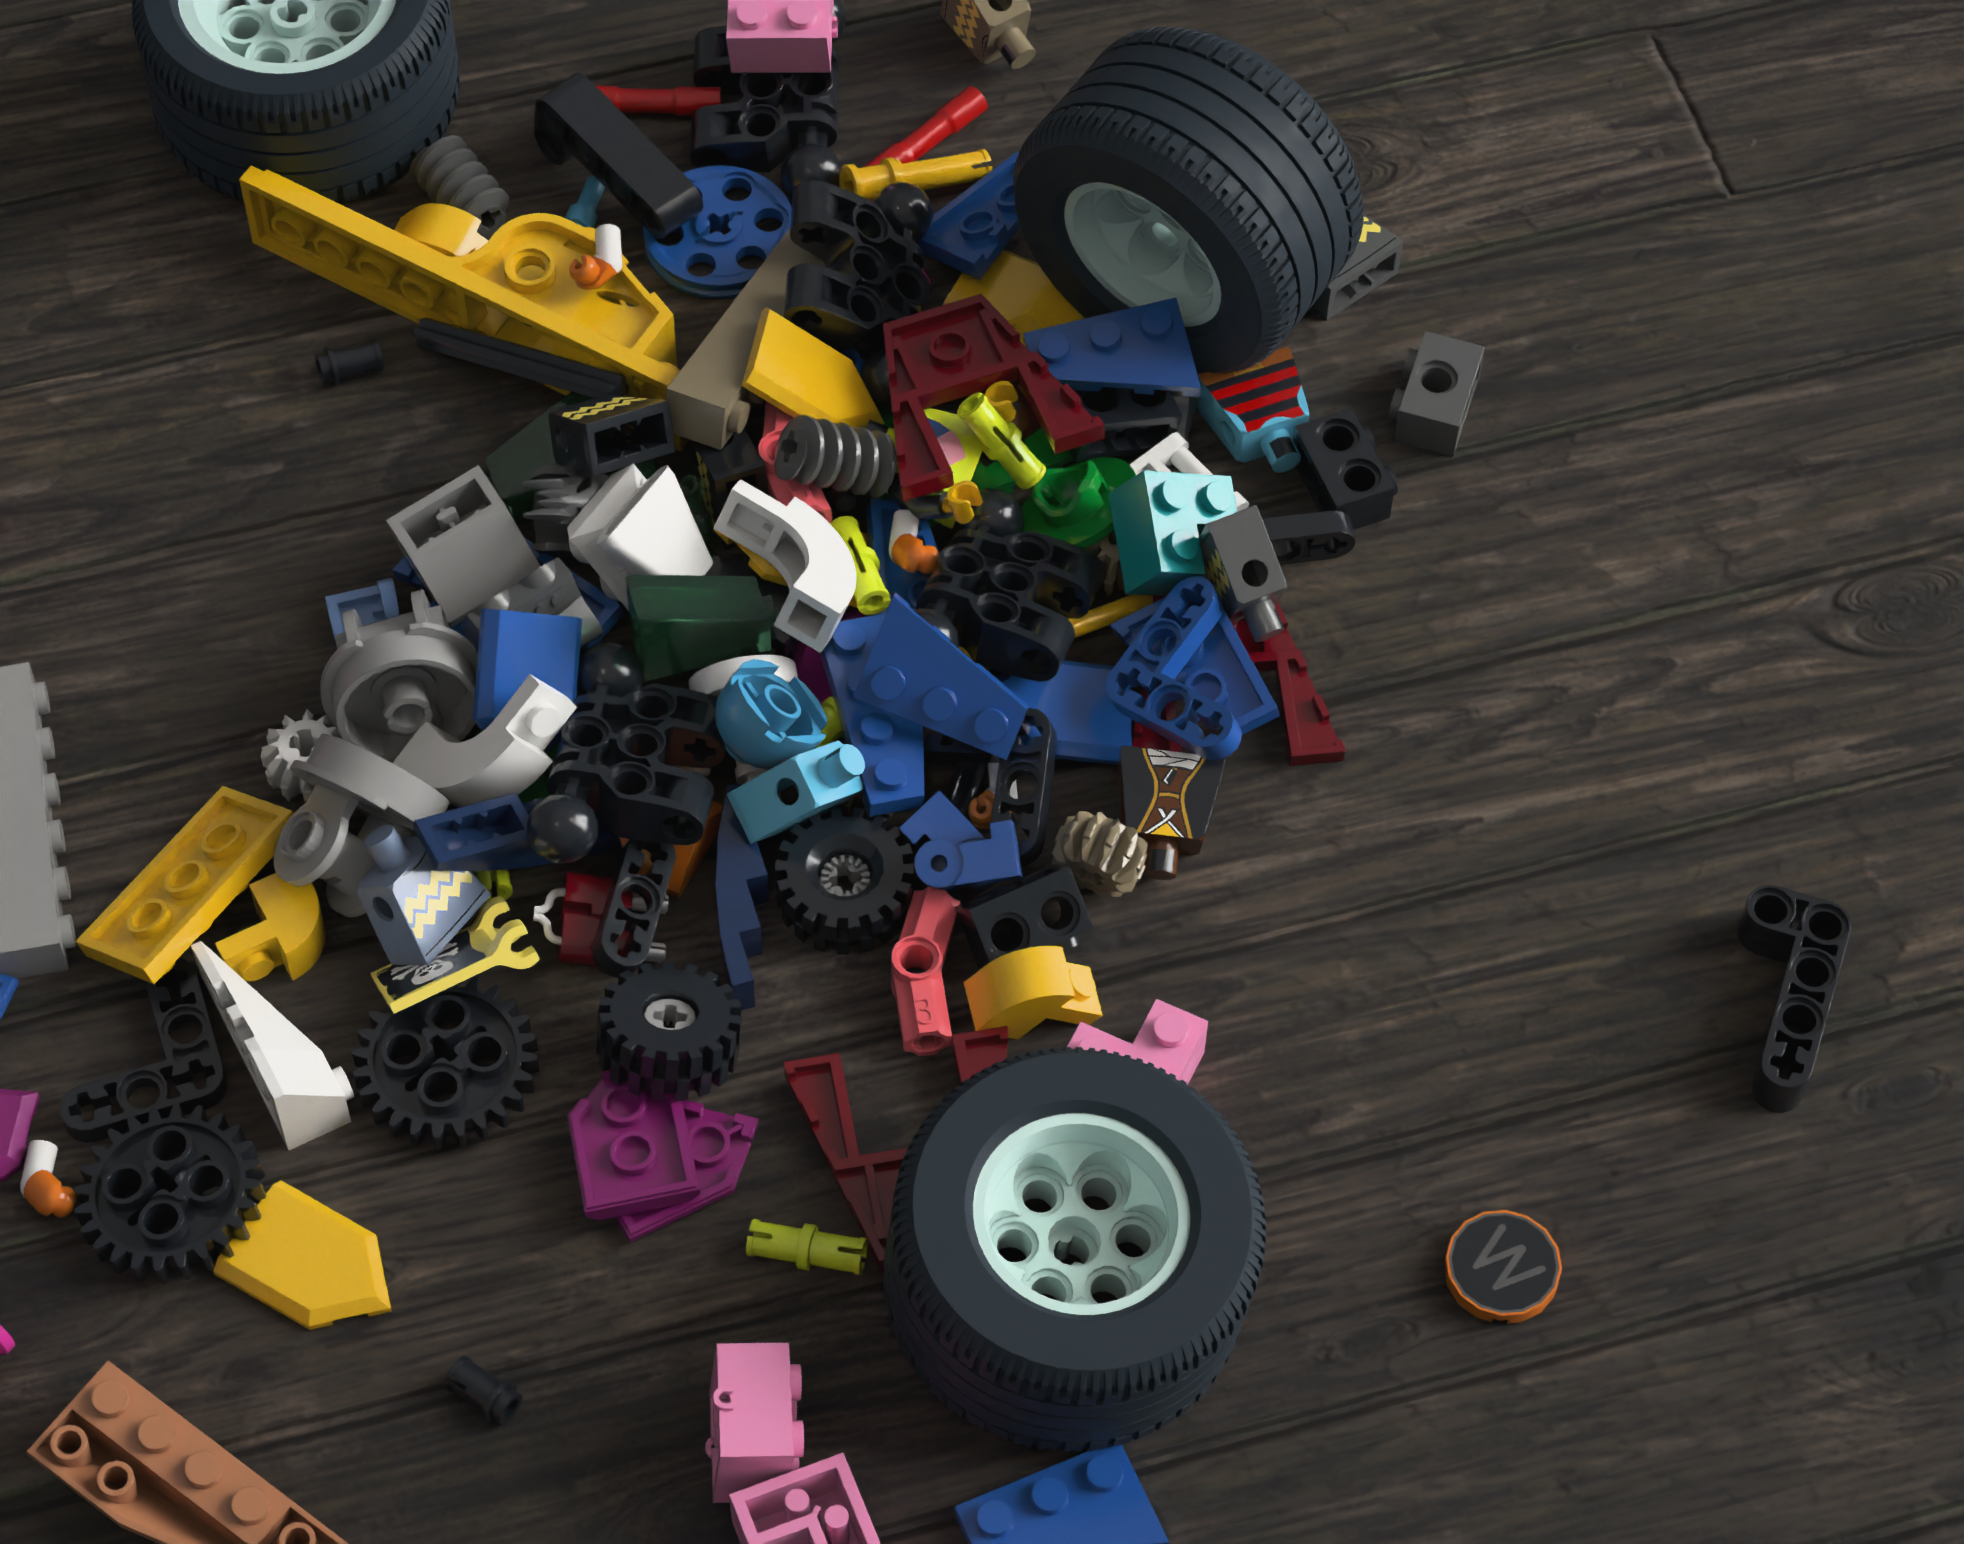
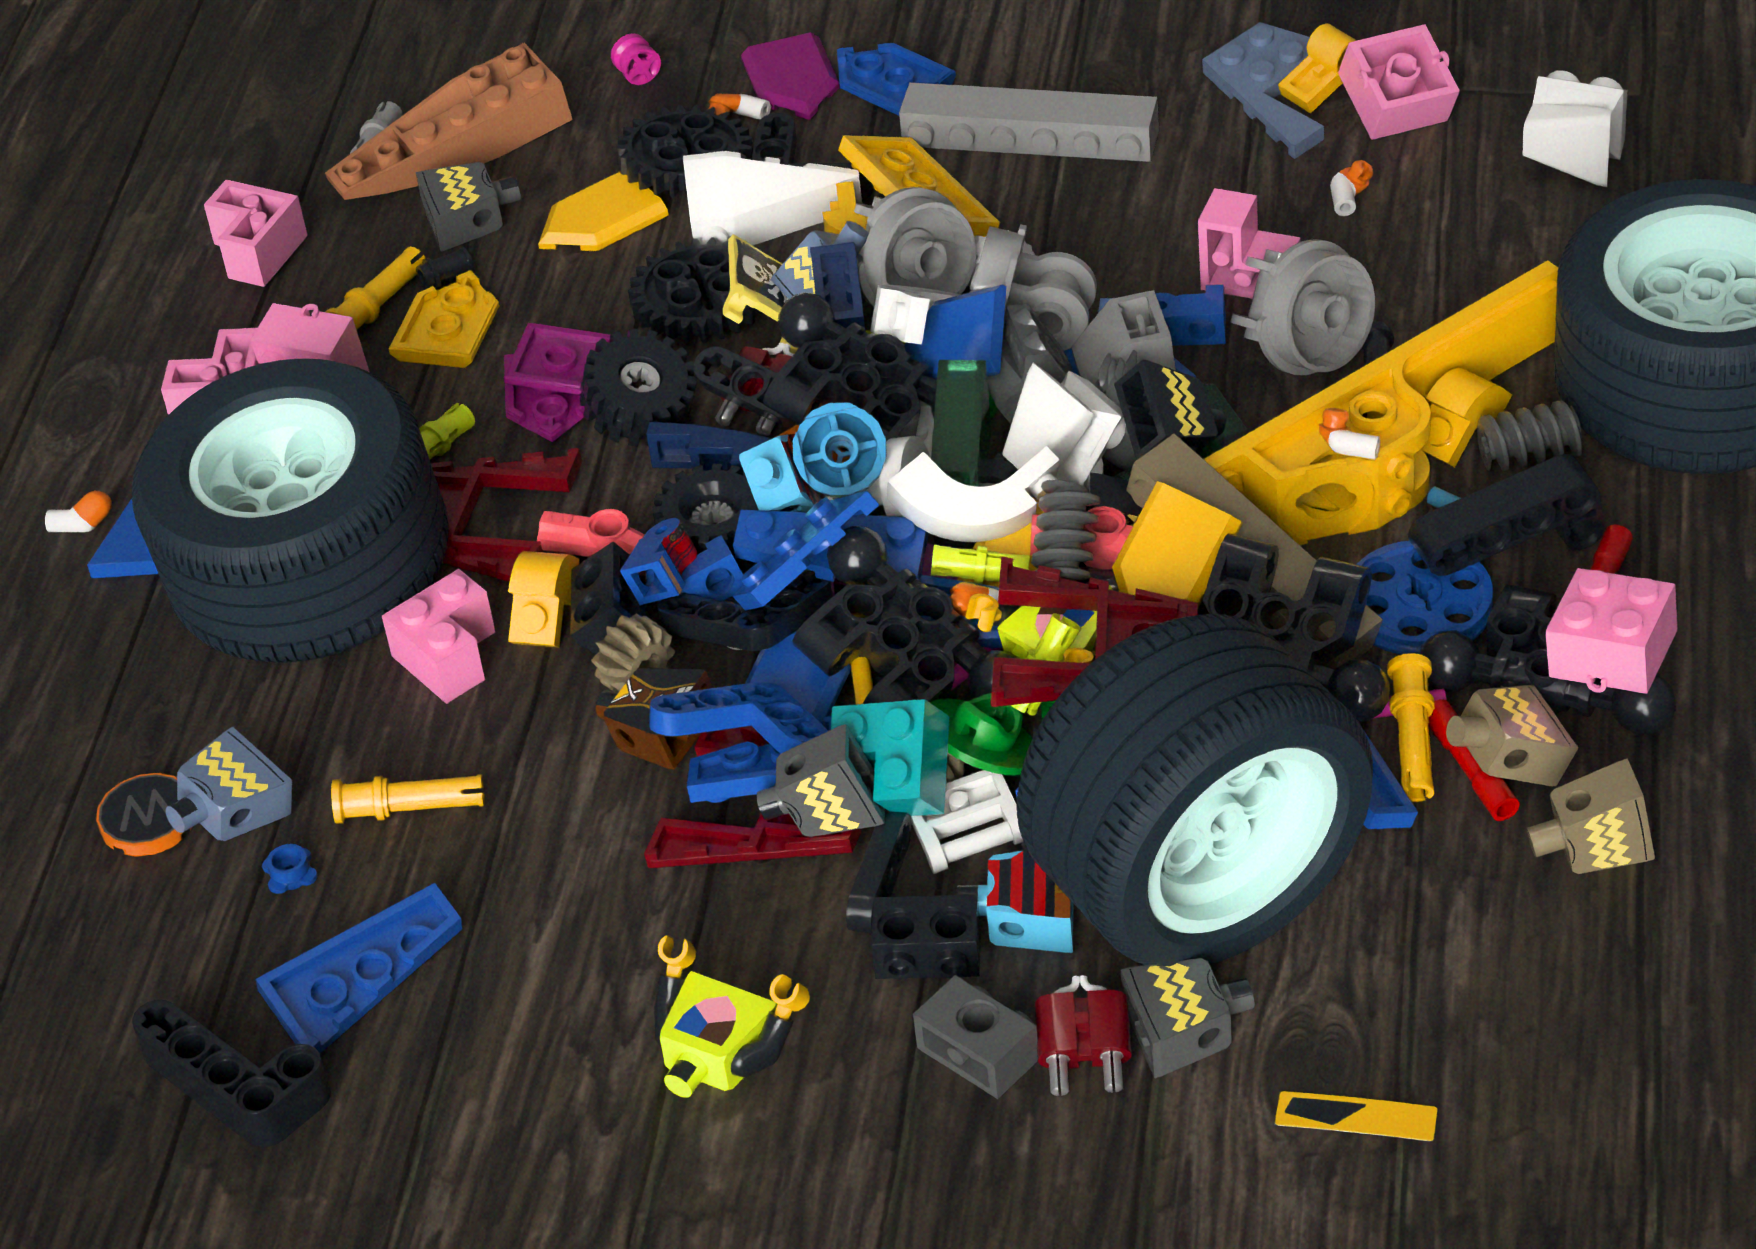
camera: 120 degrees right, 15 degrees down
(56, 472) = (1348, 184): none -> arm
(232, 510) = (1229, 235): none -> bright pink brick
(344, 526) = (1195, 317): none -> blue leg
(350, 1424) = (464, 202): none -> dark grey torso
(359, 377) = (1309, 307): none -> light grey piece
(577, 1343) = (446, 324): none -> yellow tile
(586, 1455) = (365, 302): none -> yellow pin
(899, 95) = (1513, 735): none -> dark tan torso
(1370, 123) = (1356, 1115): none -> yellow sticker
(1381, 1026) = (382, 798): none -> yellow pin
(1391, 317) = (1083, 1031): none -> dark red piece
(1455, 1169) = (229, 789): none -> sand blue torso
(1515, 1063) = (289, 868): none -> blue plate
(1535, 587) = (715, 1029): none -> torso
(1630, 955) = (349, 974): none -> blue wing

